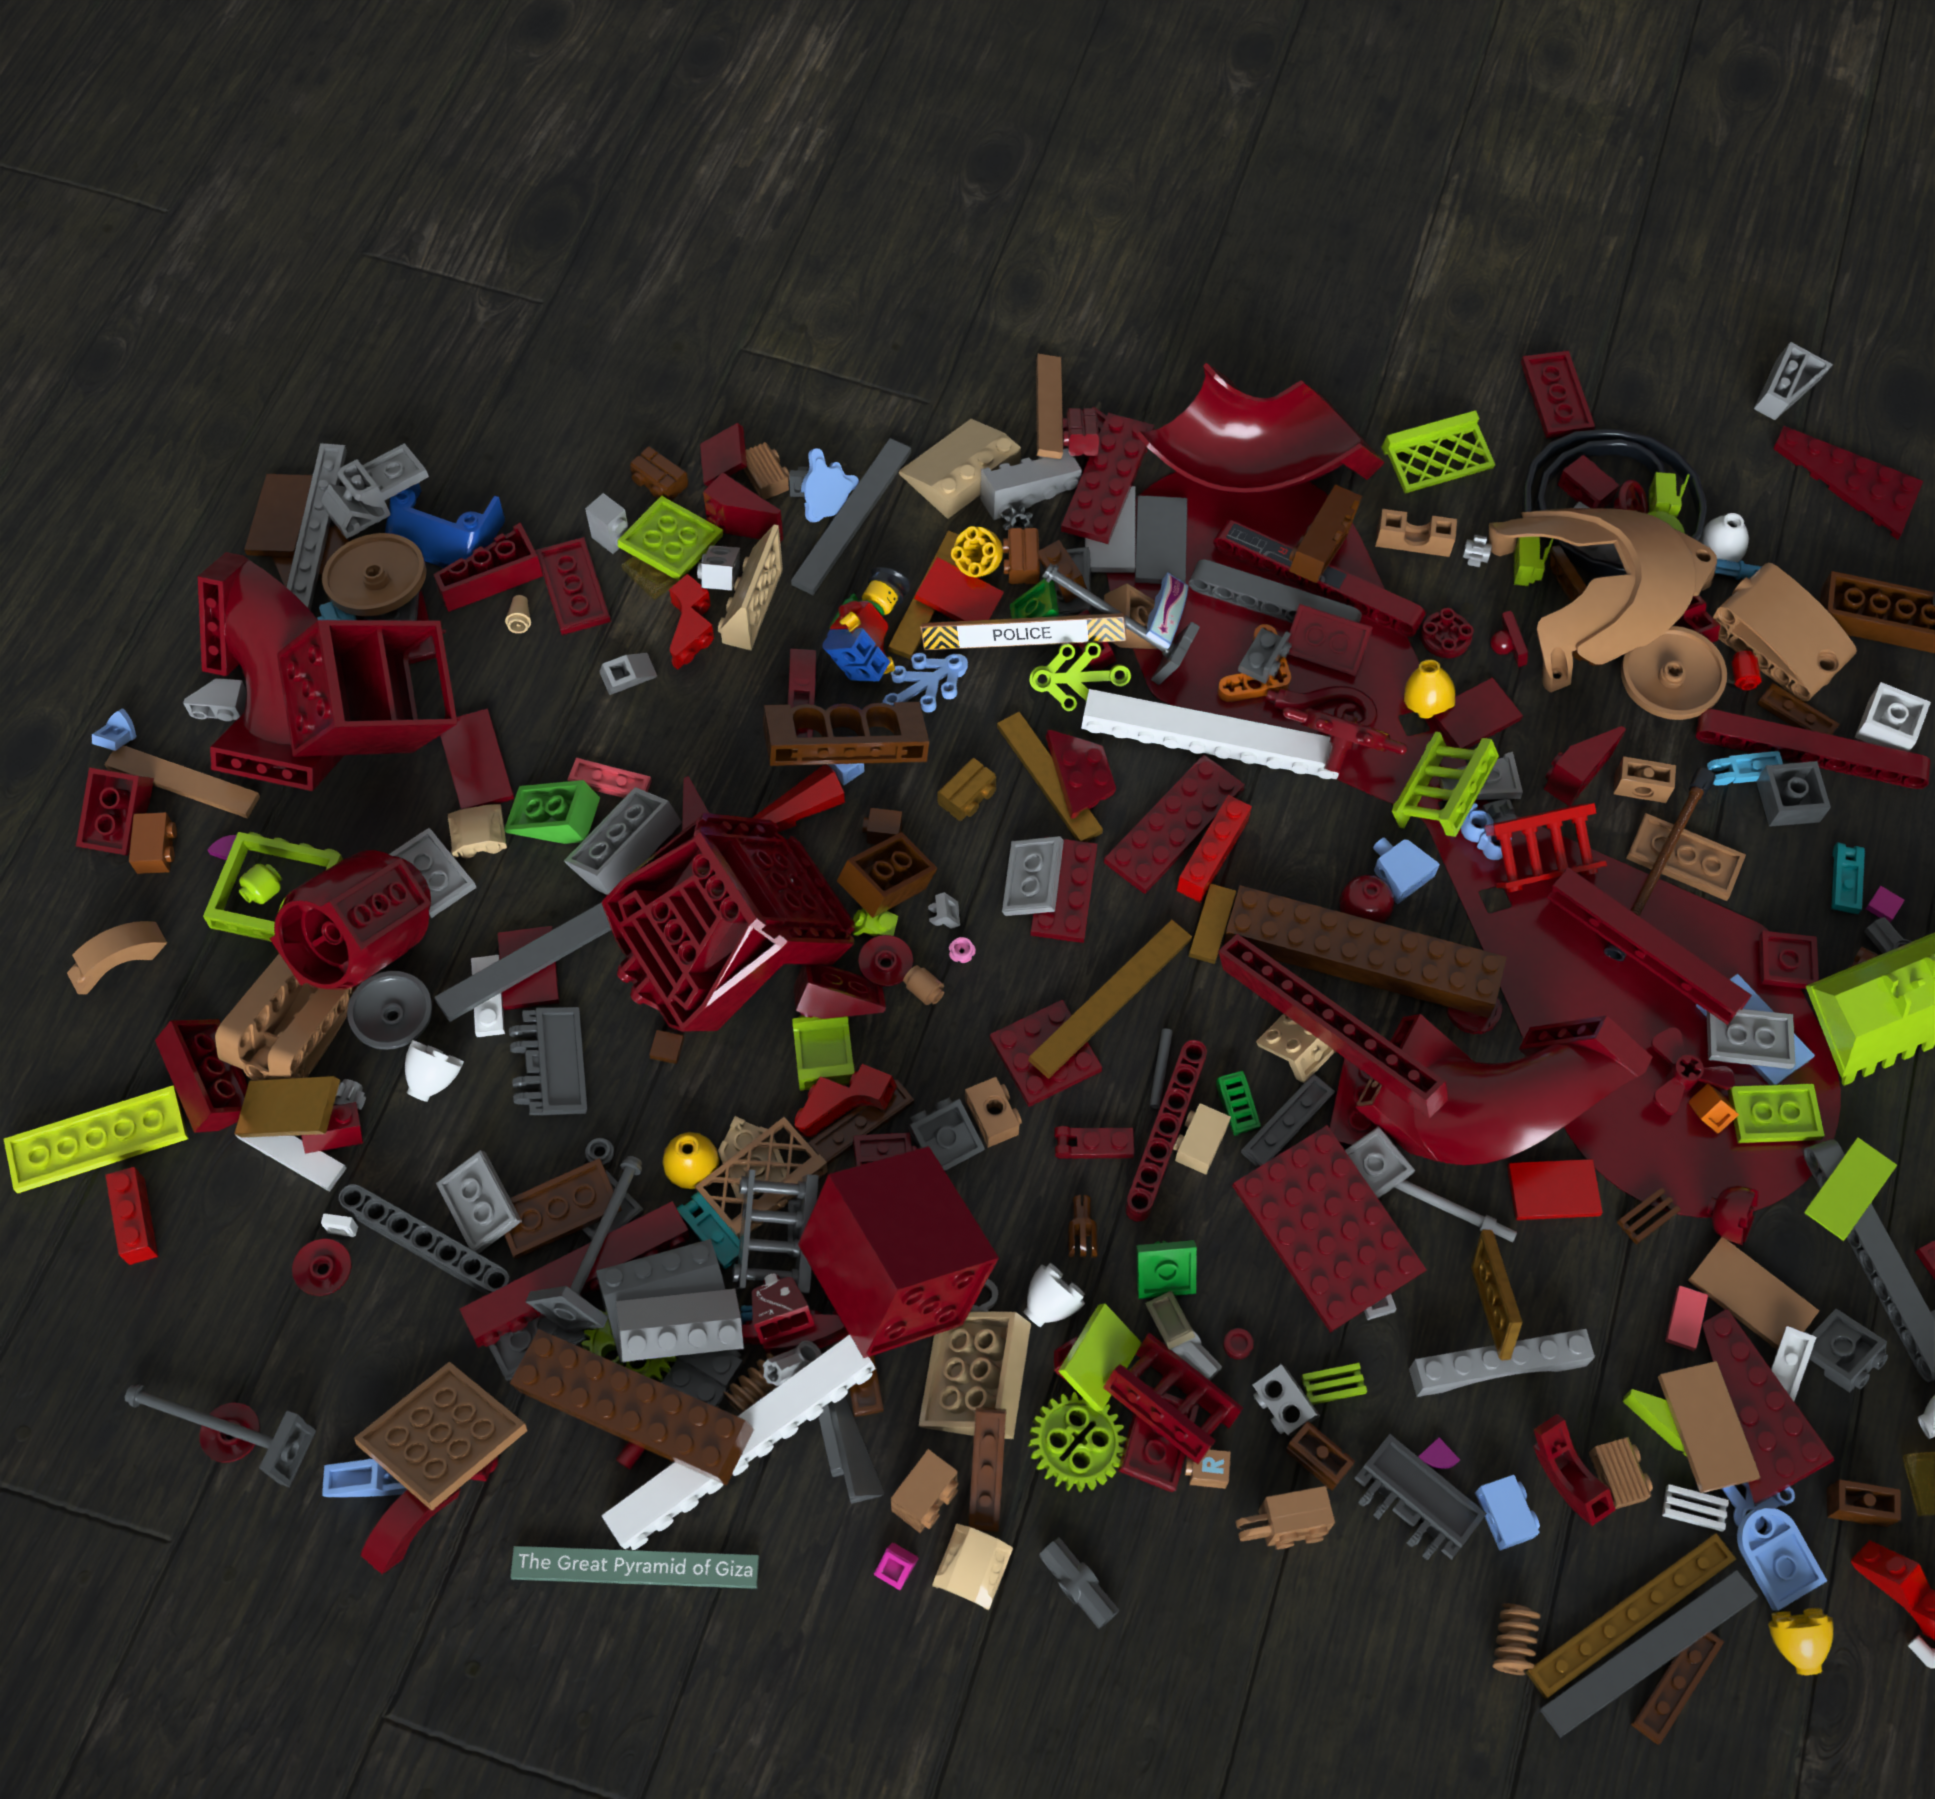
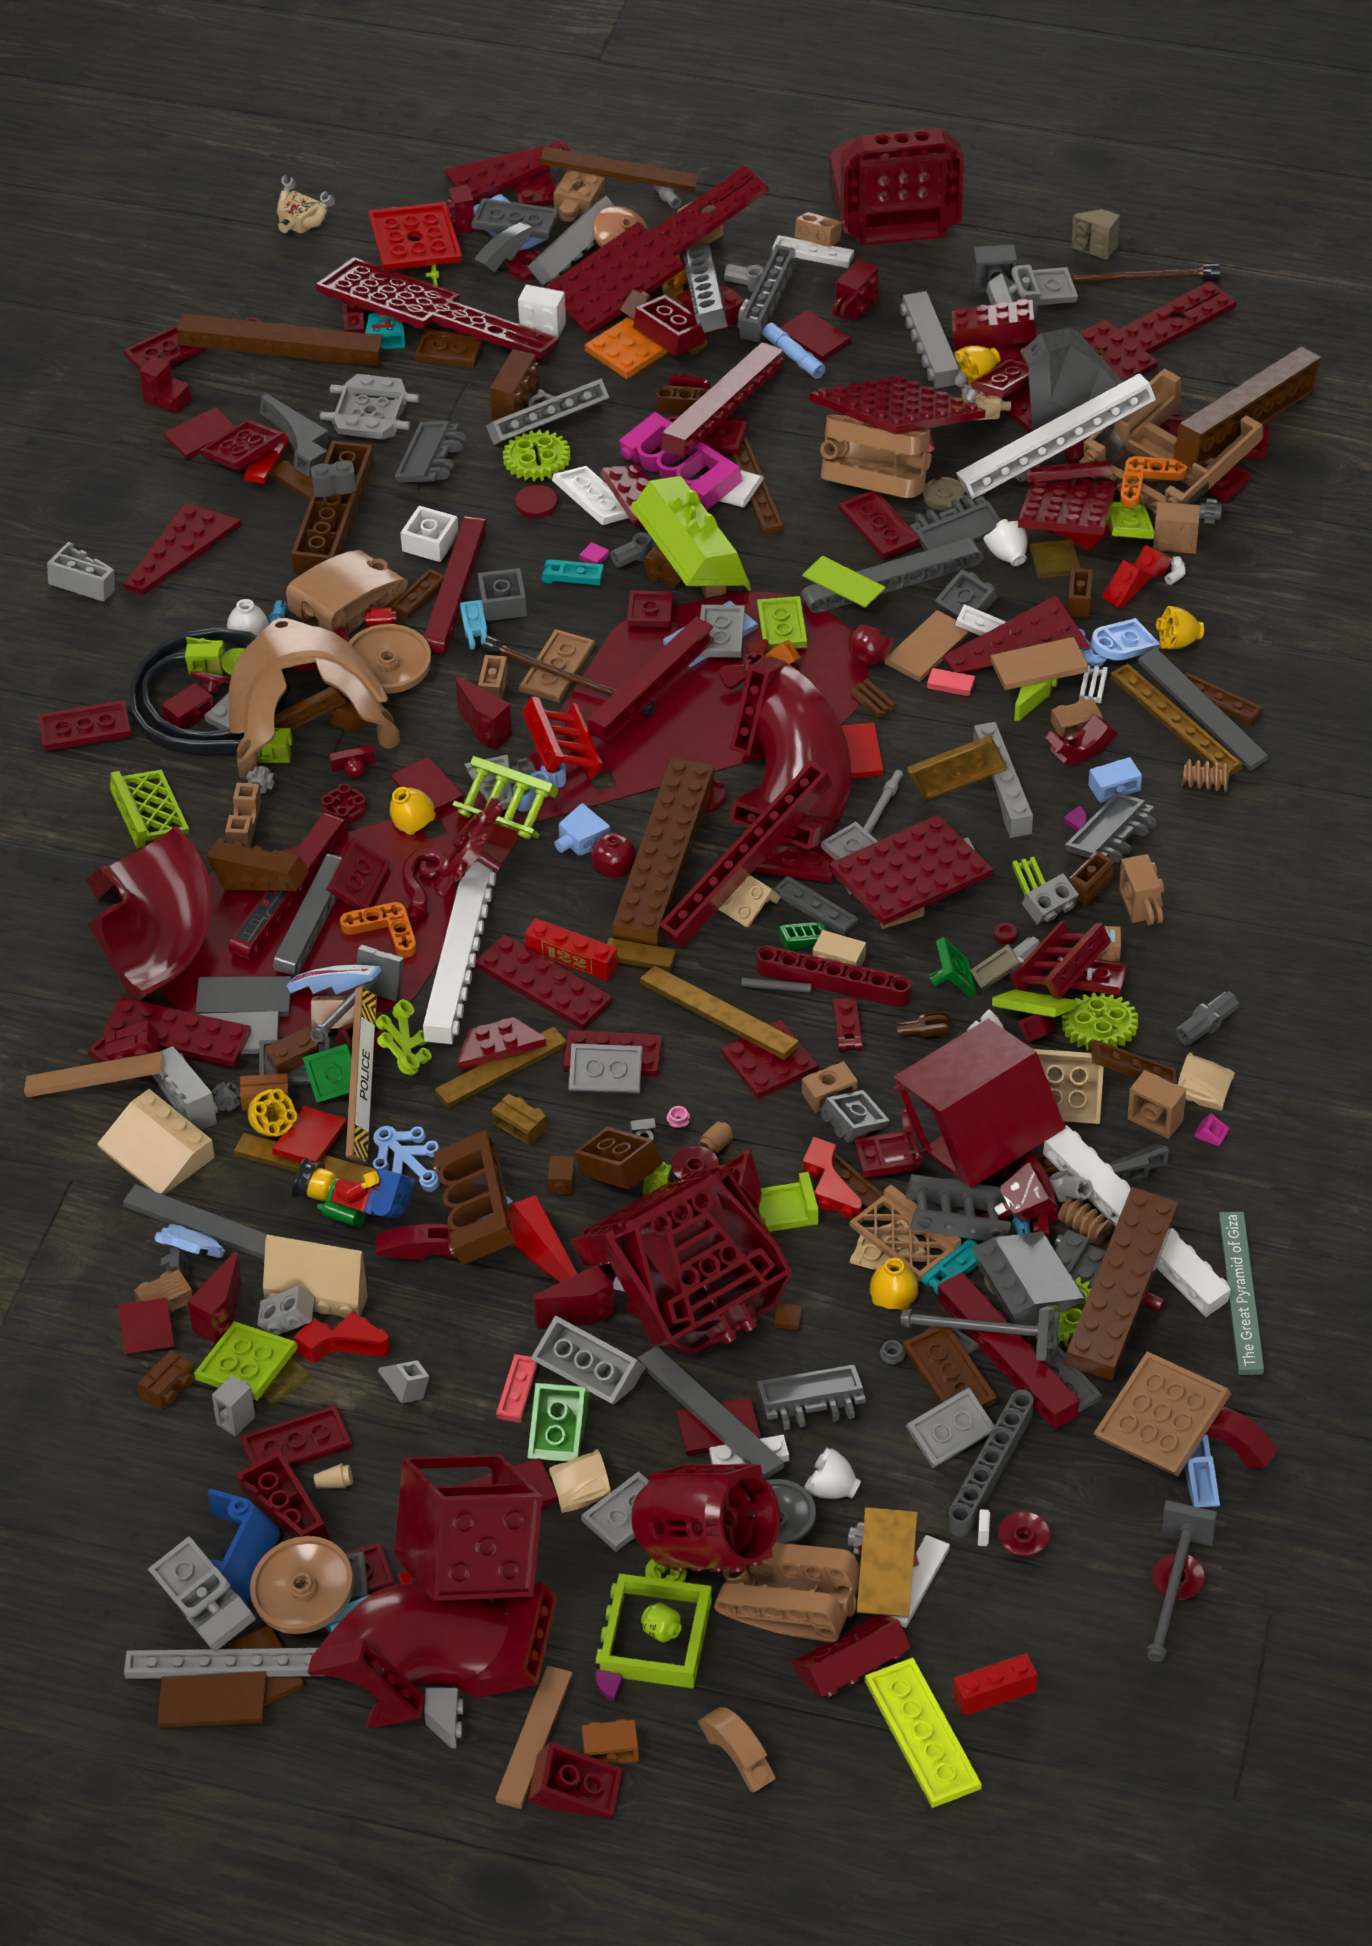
camera: 90 degrees left, 15 degrees down
(116, 732) = (484, 1799): light blue tile -> none
(679, 1325) = (1054, 1253): light grey slope -> none
(1264, 655) = (377, 914): dark grey bracket -> none

